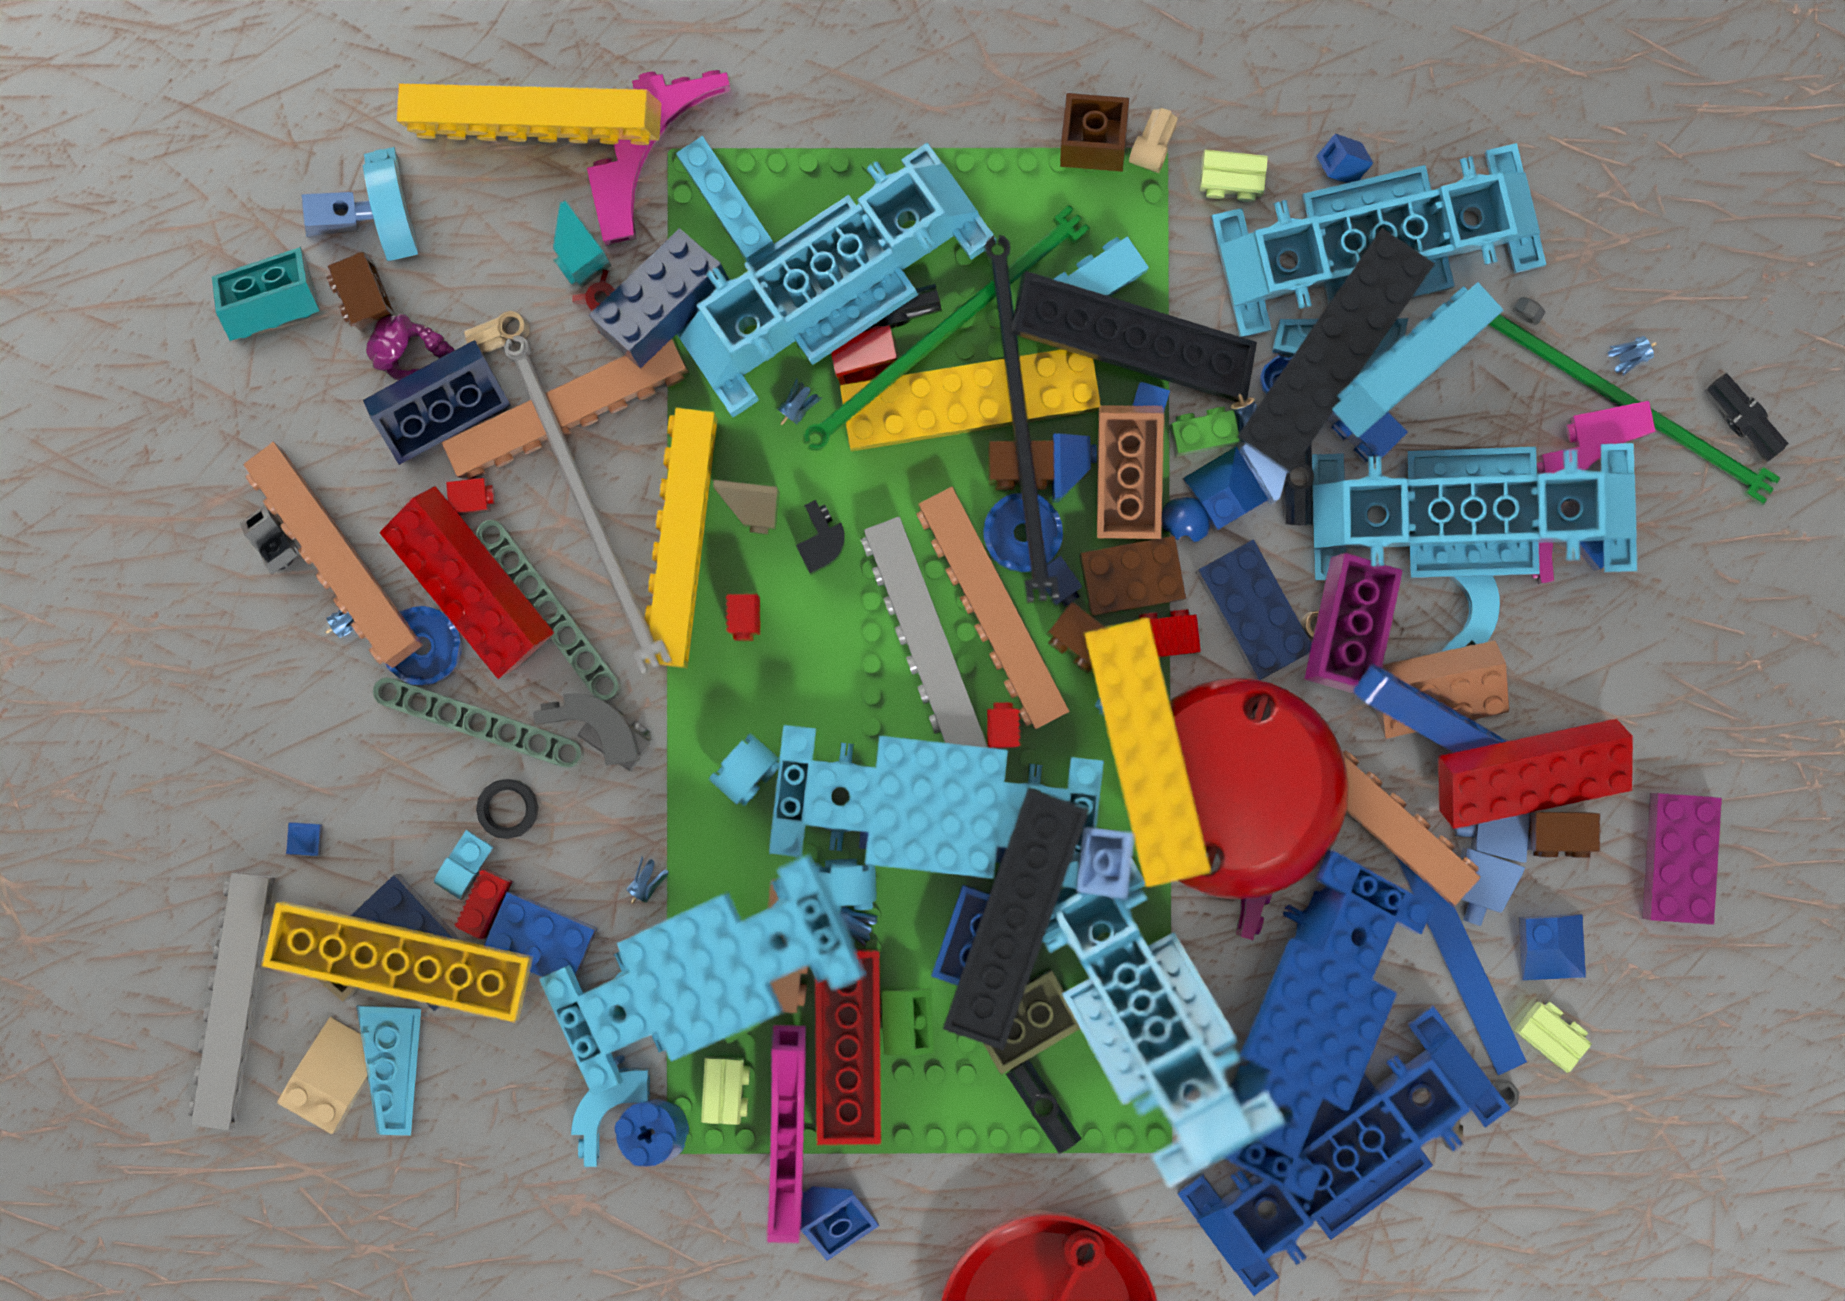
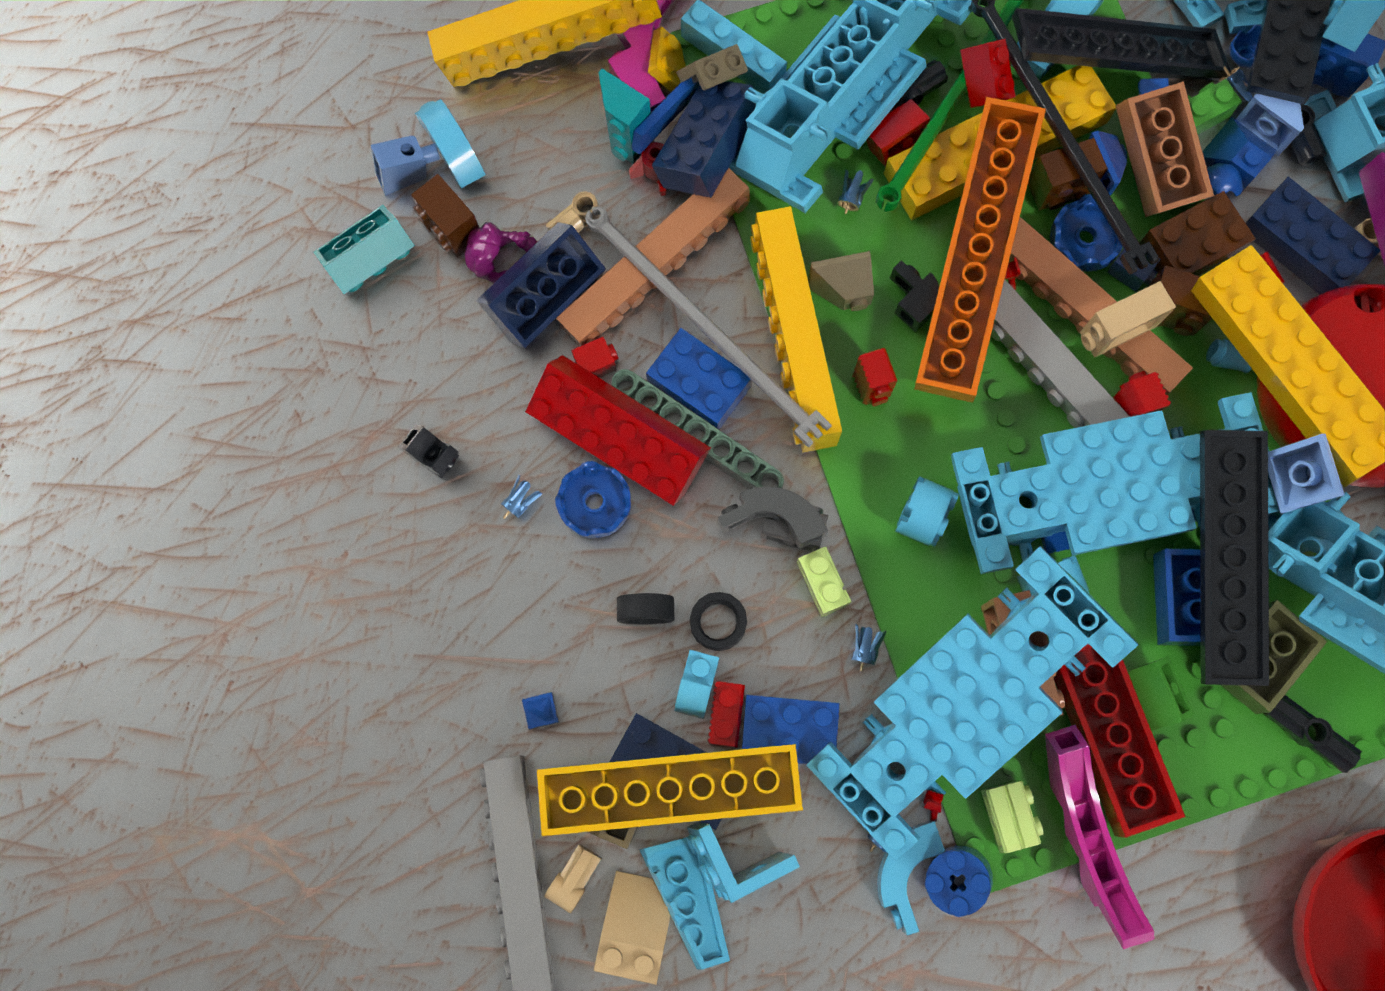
camera: 10 degrees left, 10 degrees down
(280, 1016) = (569, 885): none -> tan piece
(332, 555) = (492, 444): nougat brick -> none
(436, 775) = (645, 608): none -> black tyre
(445, 1067) = (717, 871): none -> medium azure bracket
(465, 713) = (653, 544): sand green beam -> none
(565, 553) = (699, 378): none -> blue brick
(624, 804) = (823, 581): none -> yellowish green brick
(632, 250) = (663, 115): none -> blue tile
(652, 192) = (665, 58): none -> yellow wing
(652, 1053) = (932, 801): none -> red hand
(689, 228) = (715, 68): none -> dark tan bracket
(834, 1219) = (1165, 904): blue slope -> none
(890, 522) = (980, 249): none -> orange brick
(924, 547) = (1012, 272): none -> red hand
(974, 328) = (987, 72): none -> red brick
(1008, 645) = (1127, 319): none -> tan window

